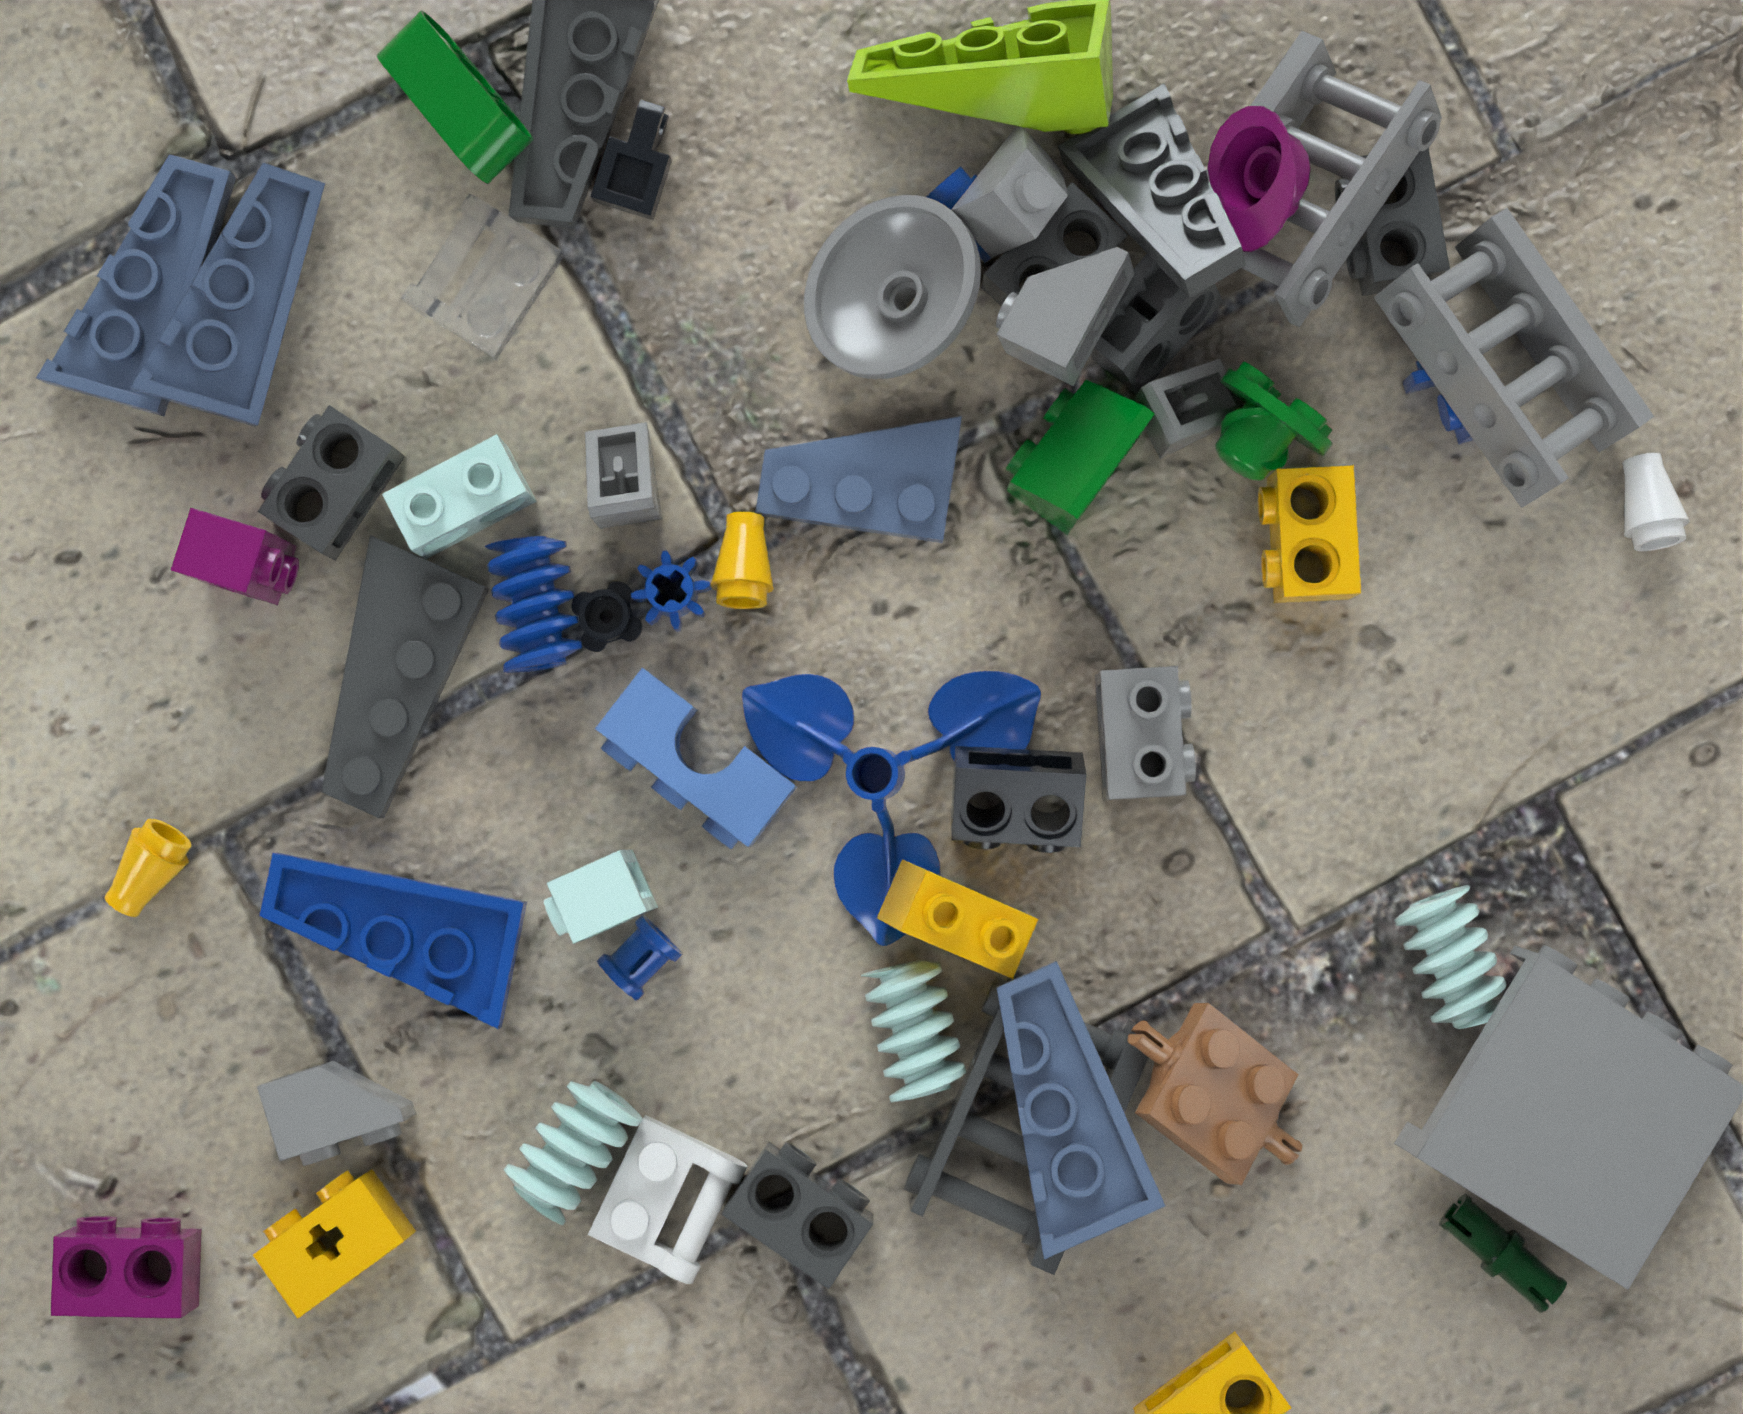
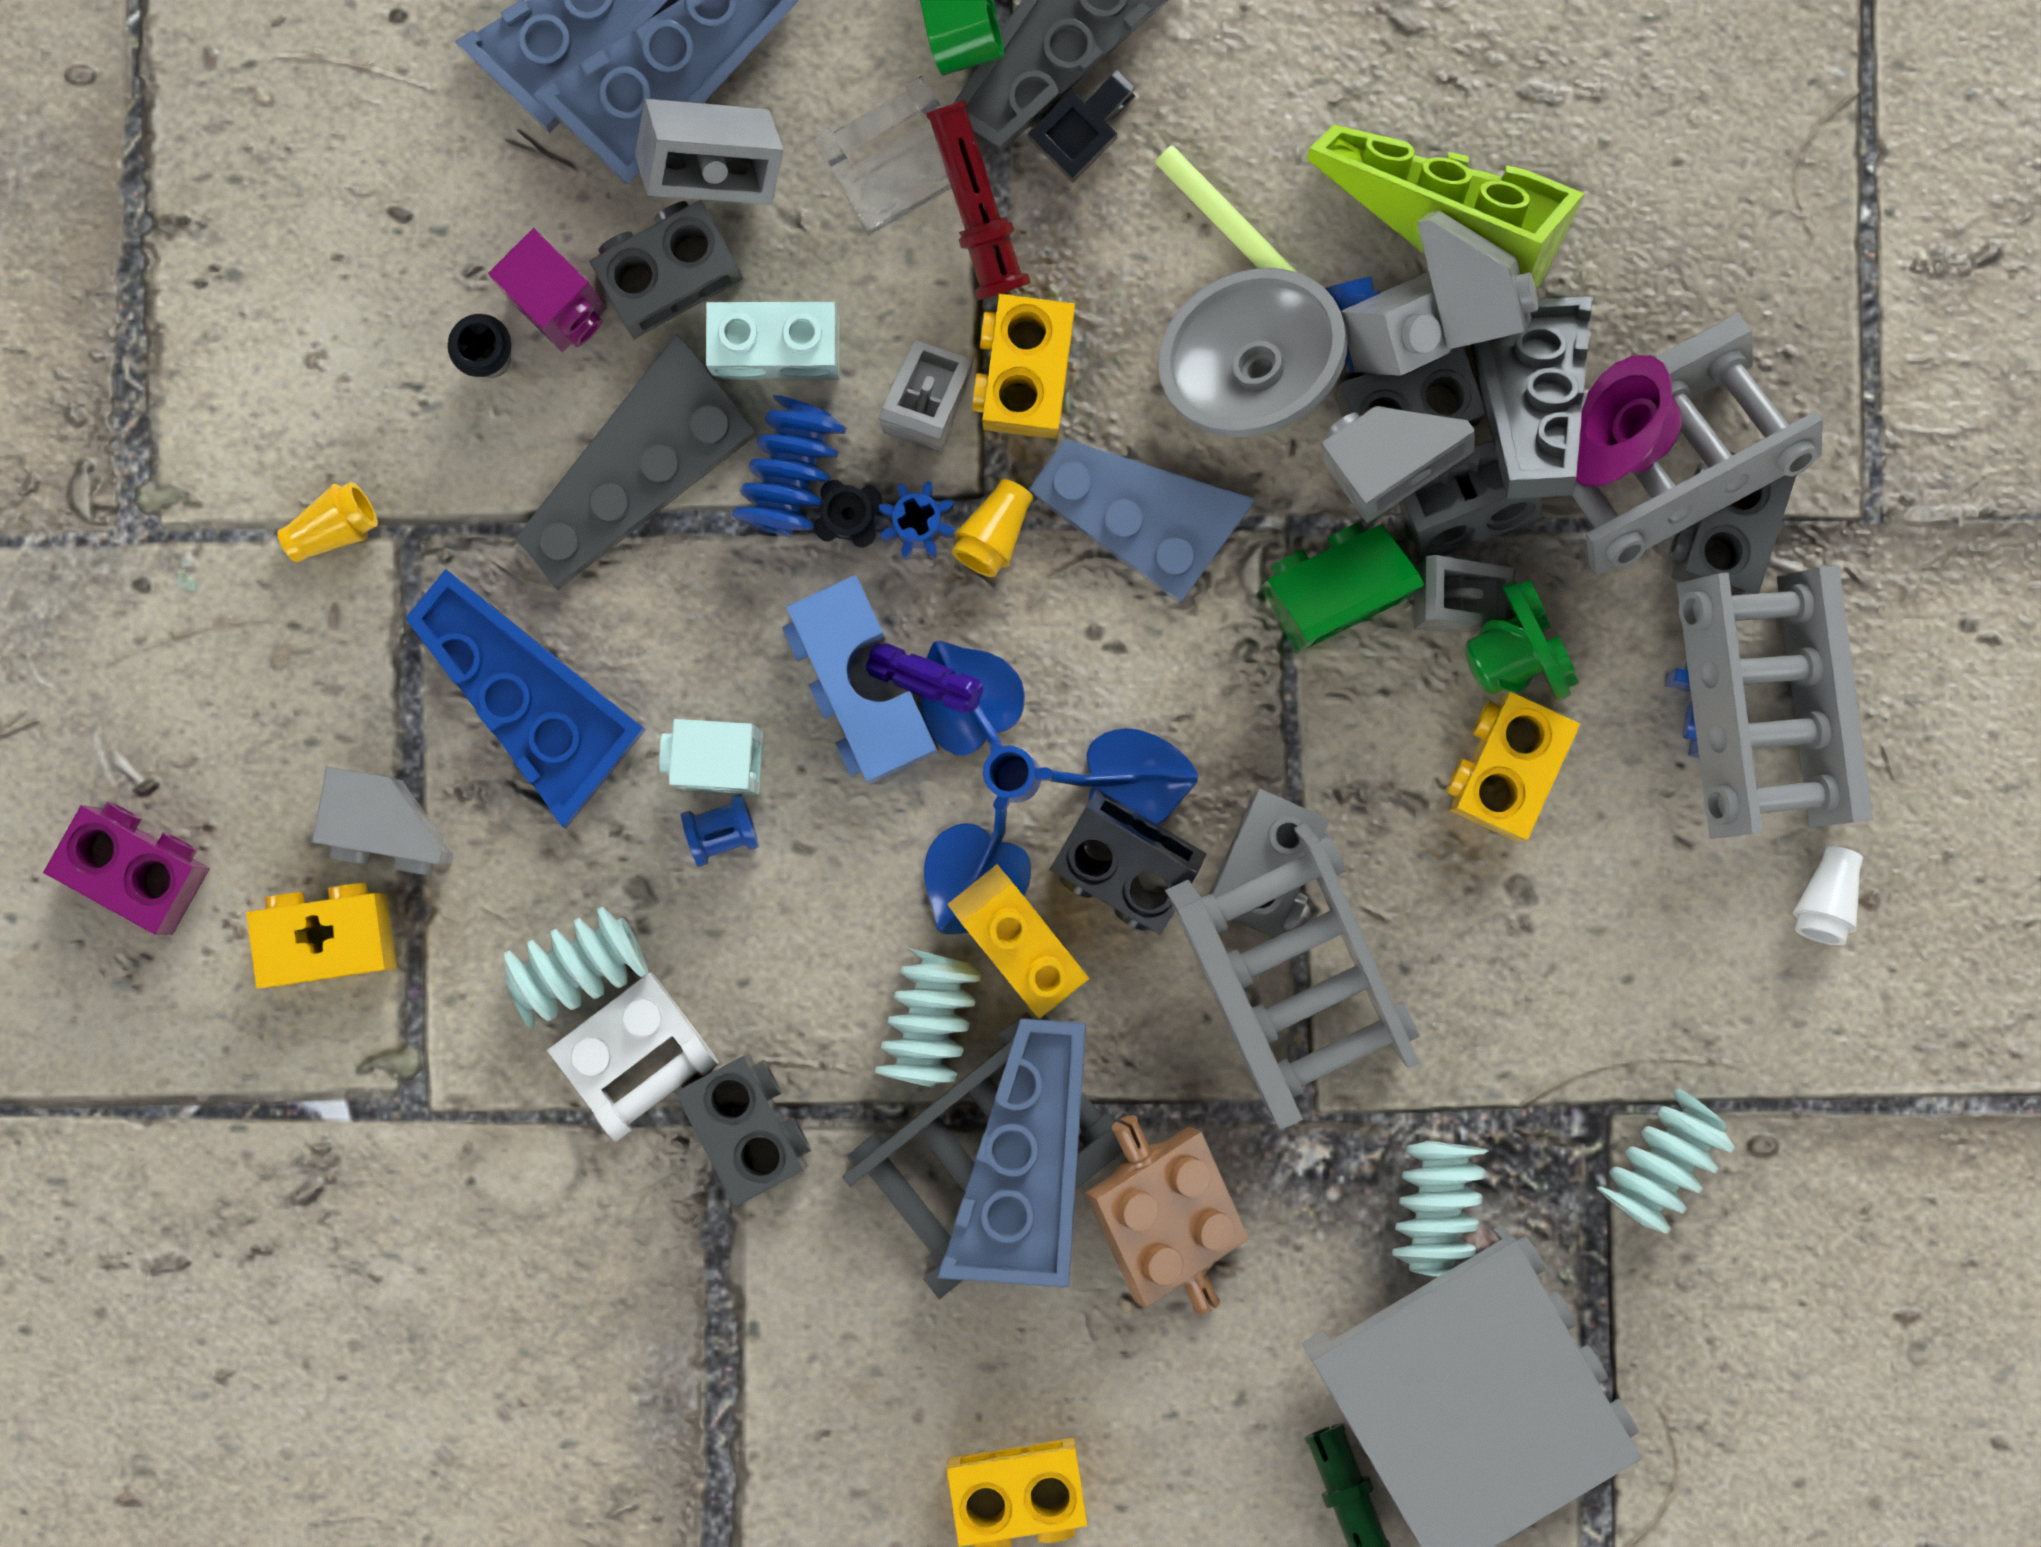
camera: 25 degrees right, 0 degrees up
(188, 636) = (473, 336): none -> black cone
(313, 359) = (708, 152): none -> light grey brick
(598, 303) = (985, 231): none -> dark red pin
(710, 399) = (1039, 368): none -> yellow brick
(751, 727) = (924, 677): none -> dark purple axle
(796, 177) = (1220, 210): none -> yellowish green bar
(1058, 123) = (1474, 283): none -> light grey slope
(1163, 846) = (1232, 972): none -> light grey fence
(1633, 812) = (1669, 1162): none -> light aqua piece

